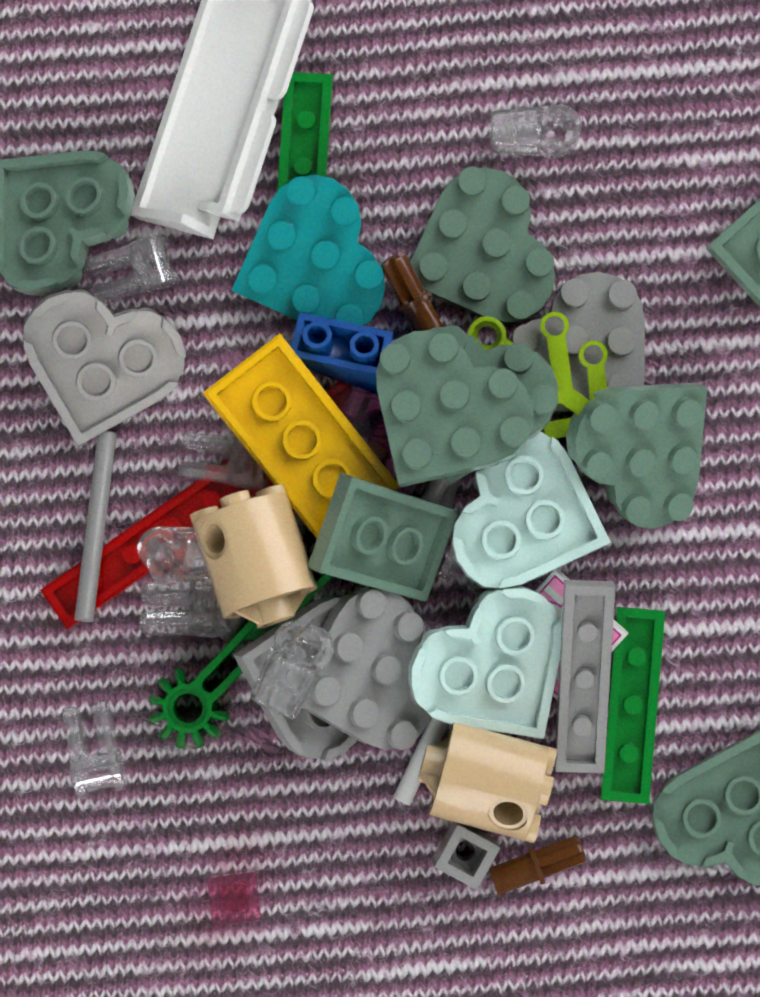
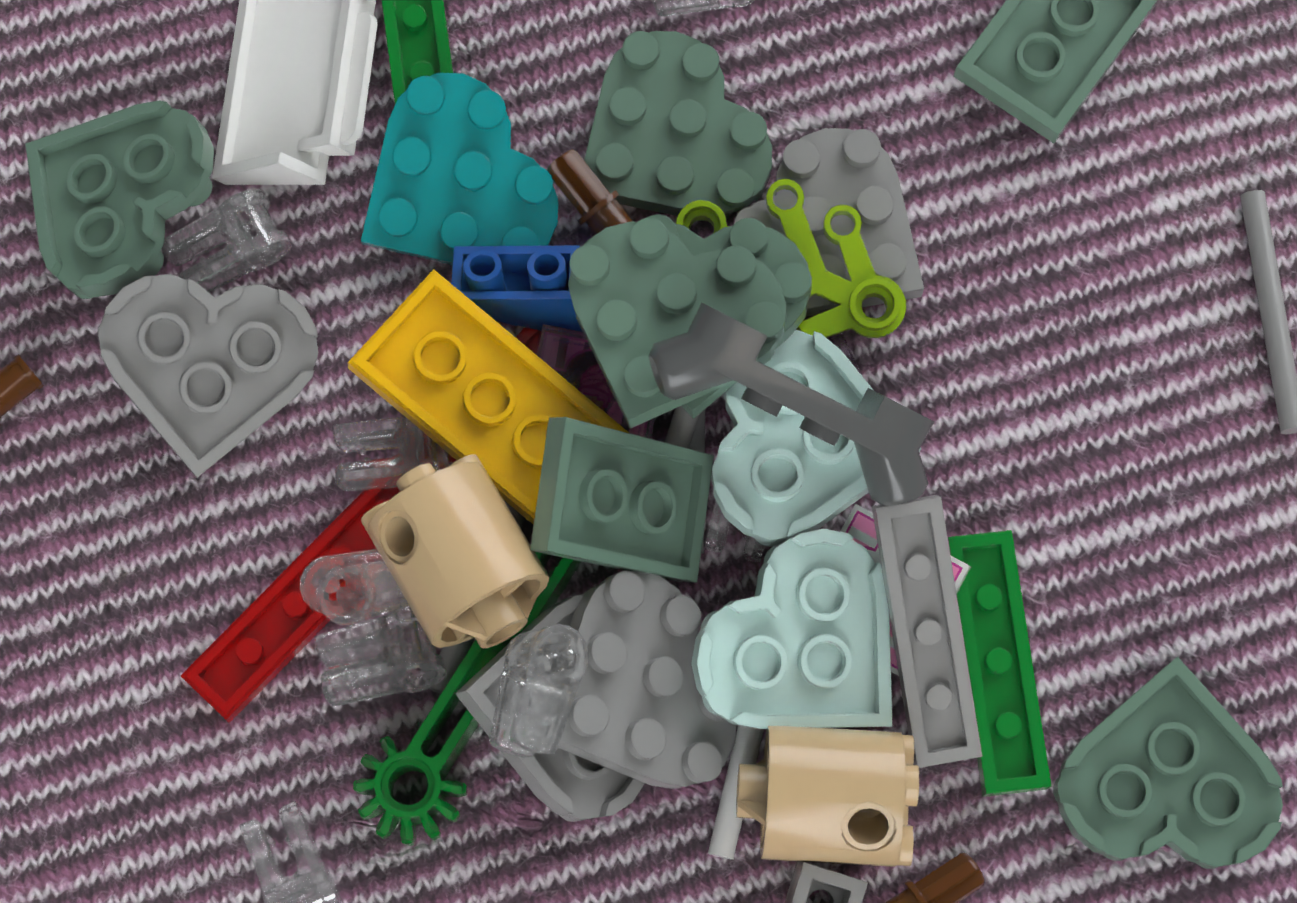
camera: 10 degrees left, 10 degrees down
(95, 527) = (239, 578): light grey bar -> none
(481, 454) = (726, 350): none -> dark grey plate
(643, 448) = (935, 325): sand green plate -> none

